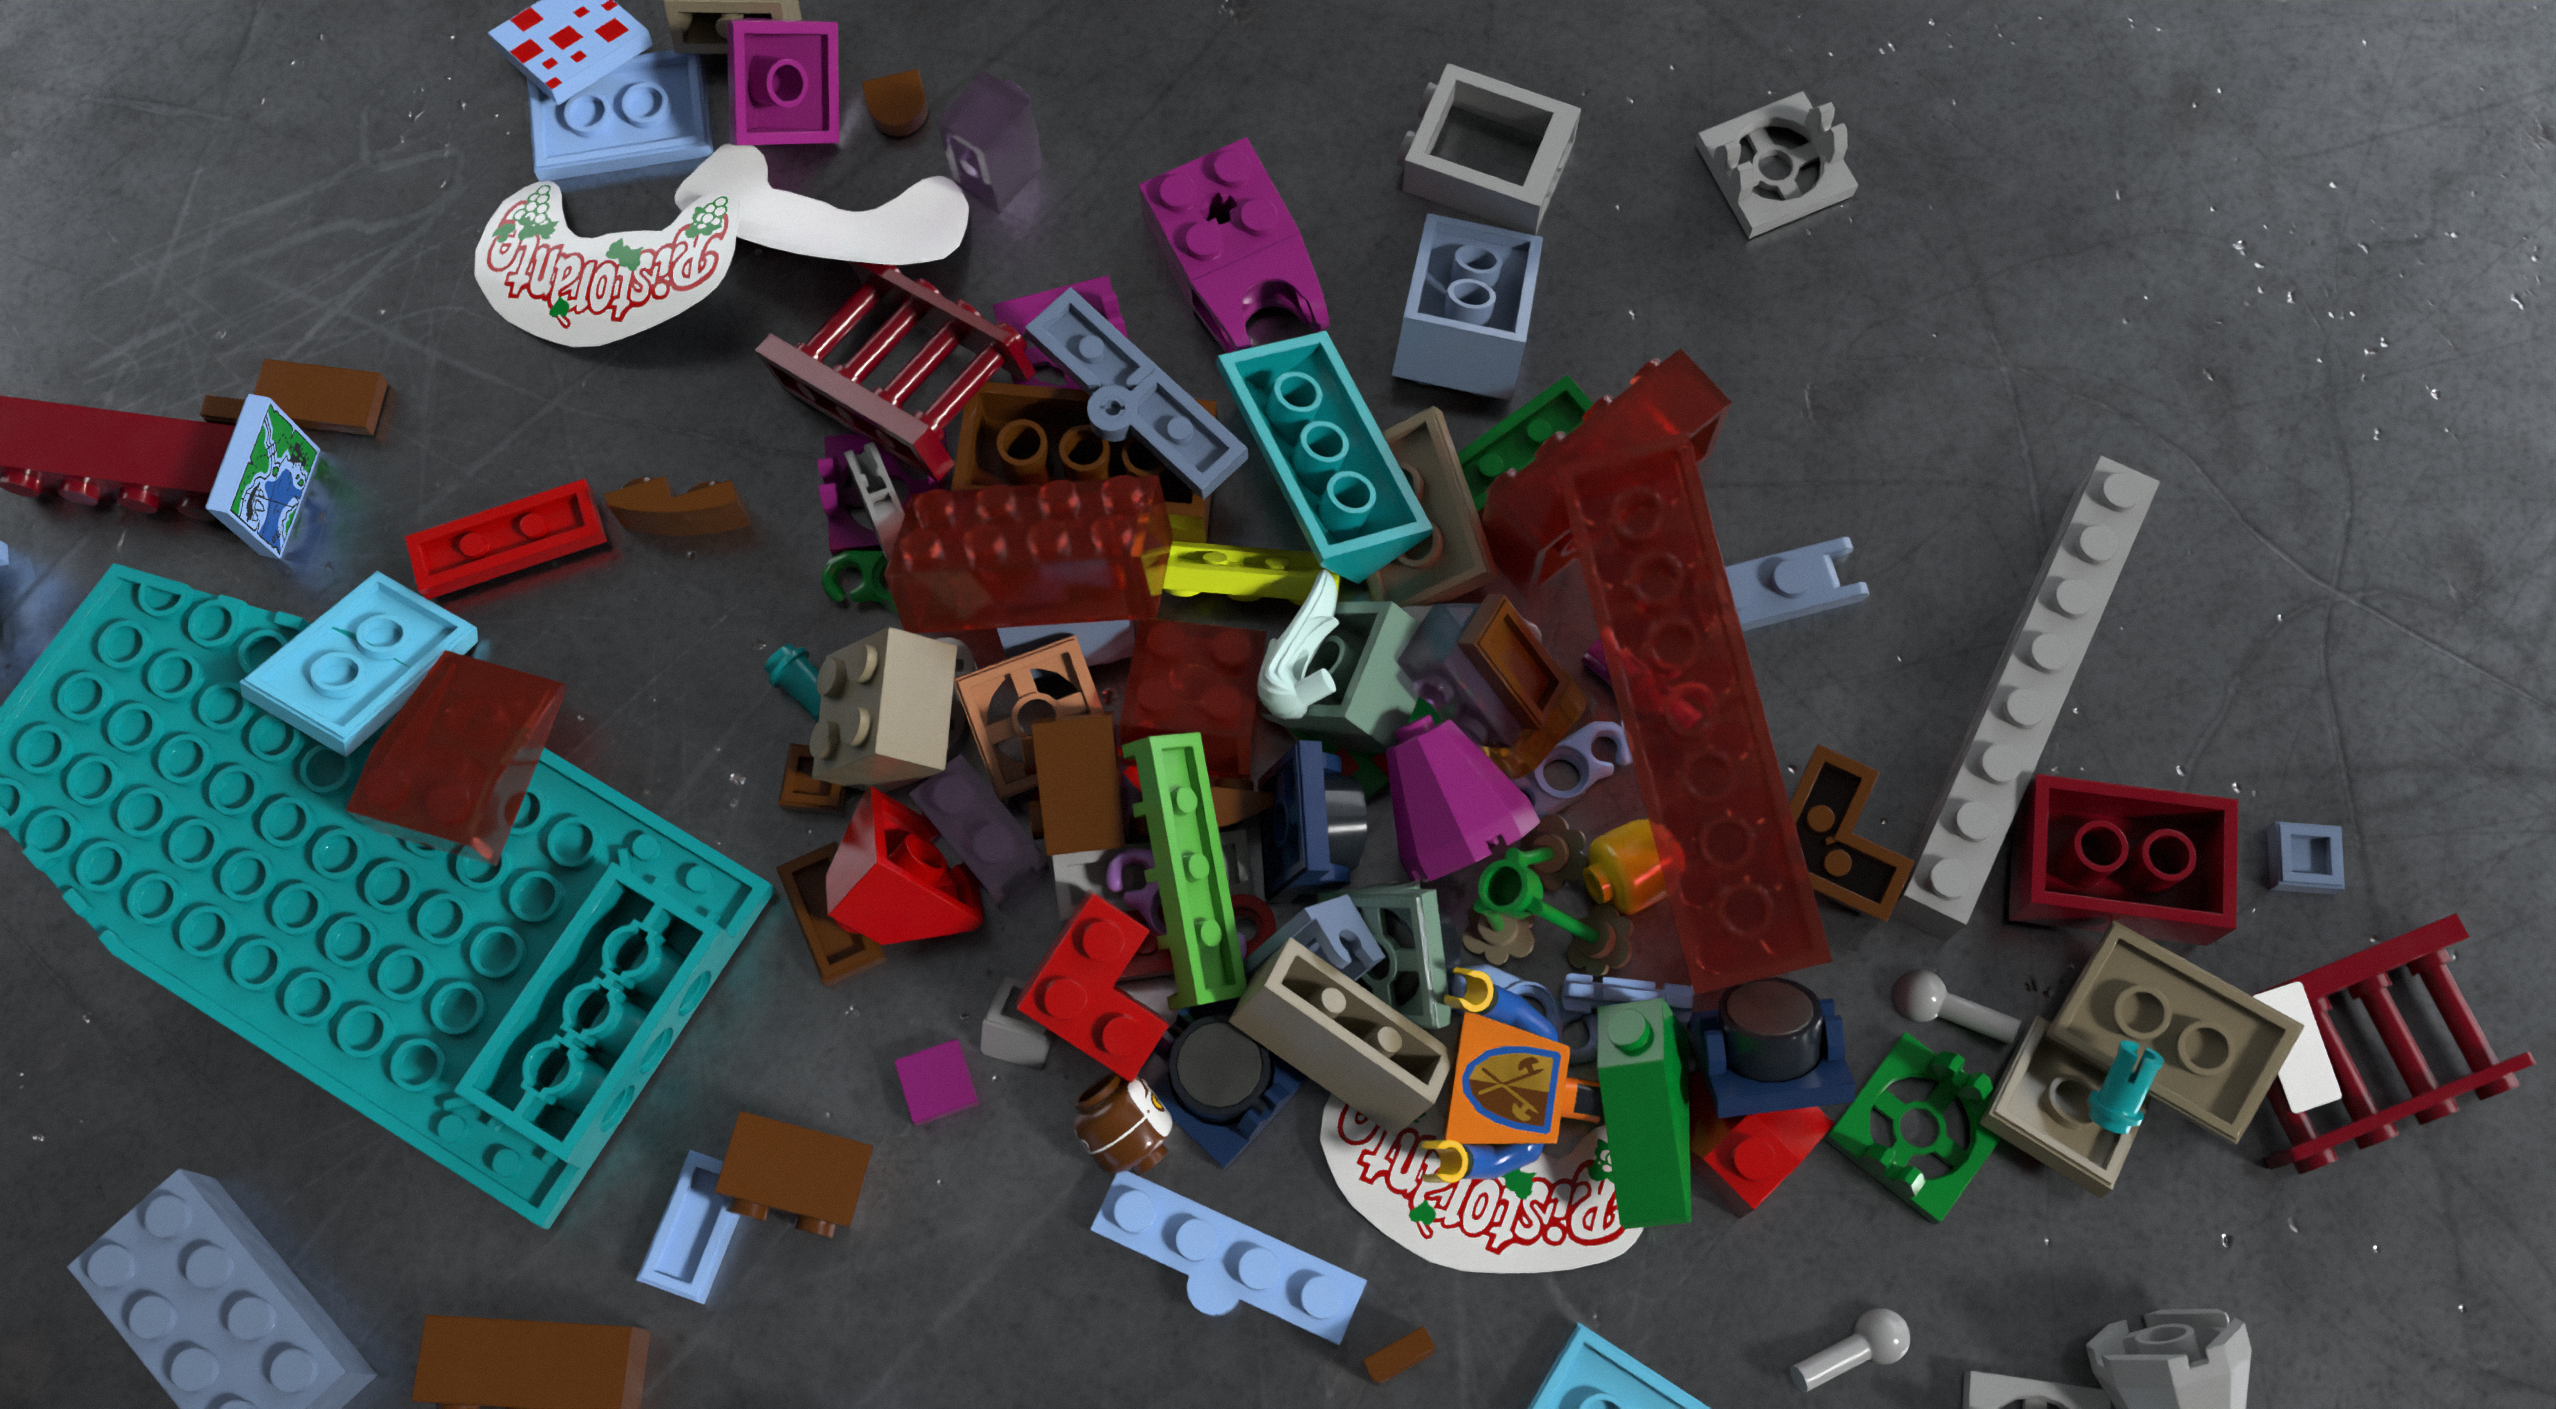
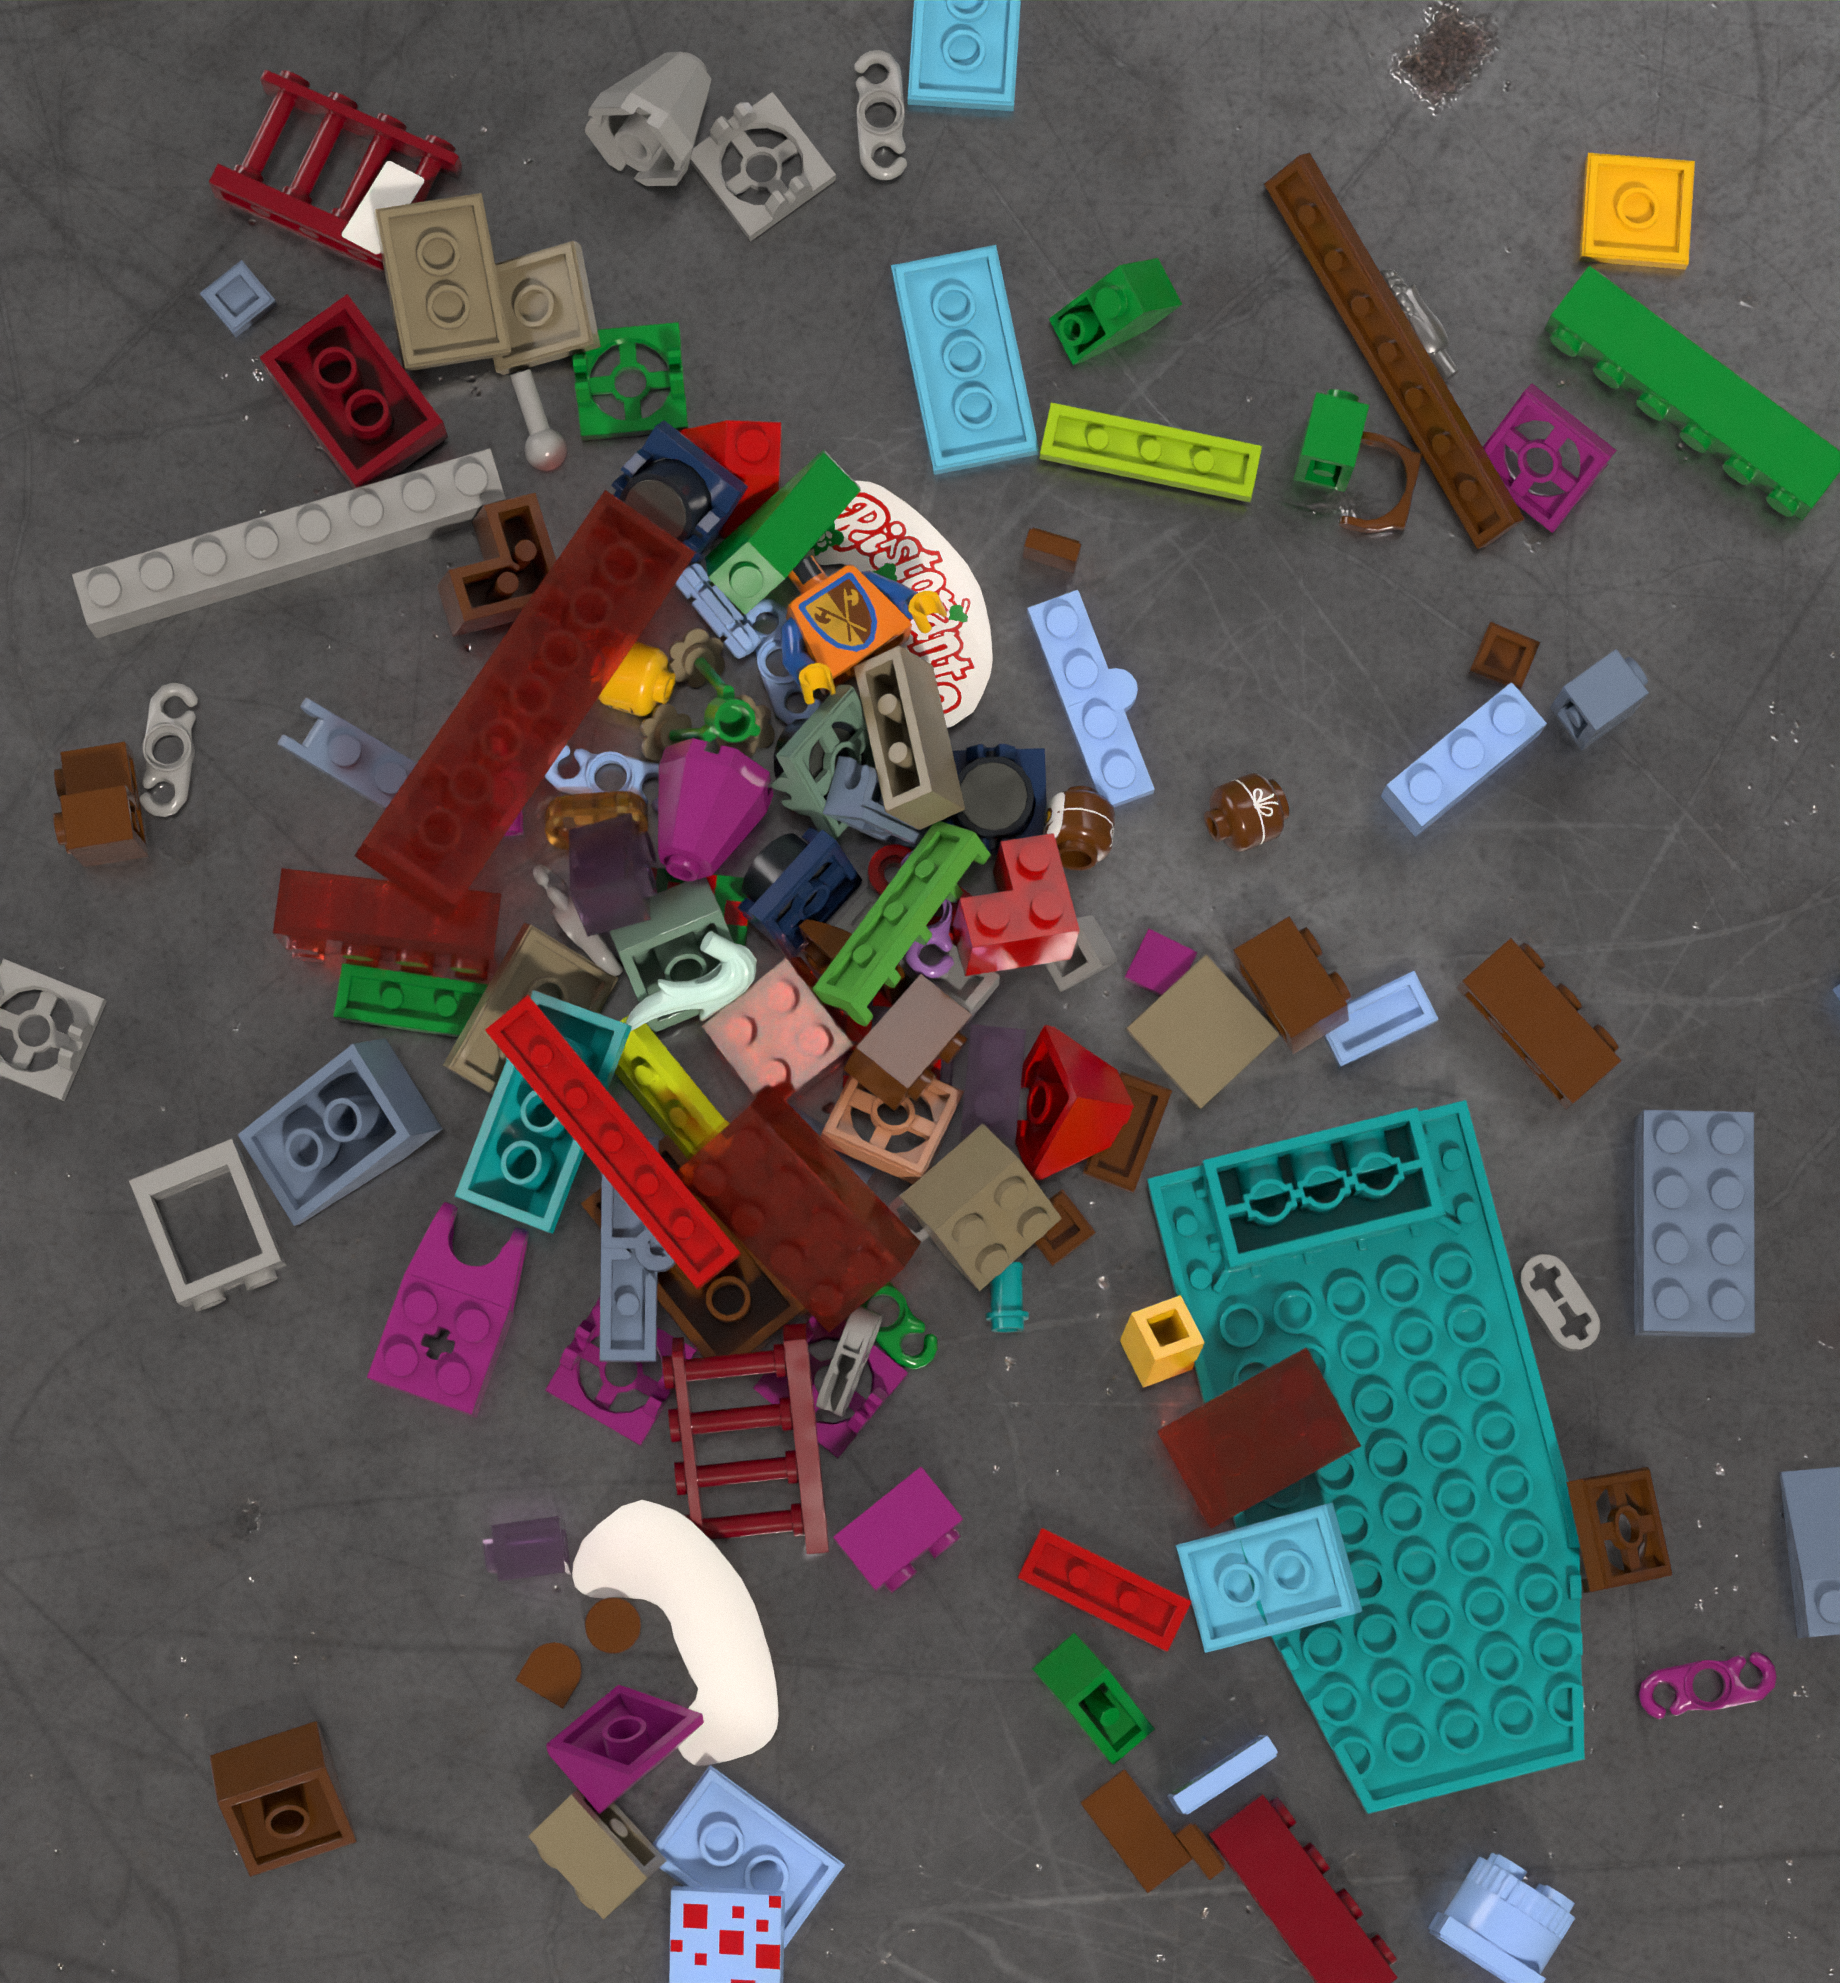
camera: 140 degrees left, 10 degrees up
(58, 943) = (1645, 1523): none -> reddish brown piece
(308, 1121) = (1570, 1295): none -> light grey beam
(440, 449) = (1093, 1698): none -> green slope
(603, 285) = (882, 1719): sticker -> none
(627, 760) = (1161, 1341): none -> yellow brick
(655, 508) = (989, 1511): reddish brown slope -> none
(709, 409) = (899, 1531): none -> magenta brick
(843, 1058) = (1202, 1032): none -> dark tan tile
(883, 172) = (613, 1625): none -> reddish brown tile
(984, 1291) = (1246, 812): none -> reddish brown head
(1231, 441) = (613, 1142): none -> red plate
(1513, 661) = (582, 849): reddish brown tile -> none
(1877, 1337) = (777, 303): light grey bar -> none
(1919, 352) = (100, 805): none -> reddish brown brick
(1952, 462) = (177, 773): none -> light grey piece
(2124, 1090) = (518, 277): teal pin -> none

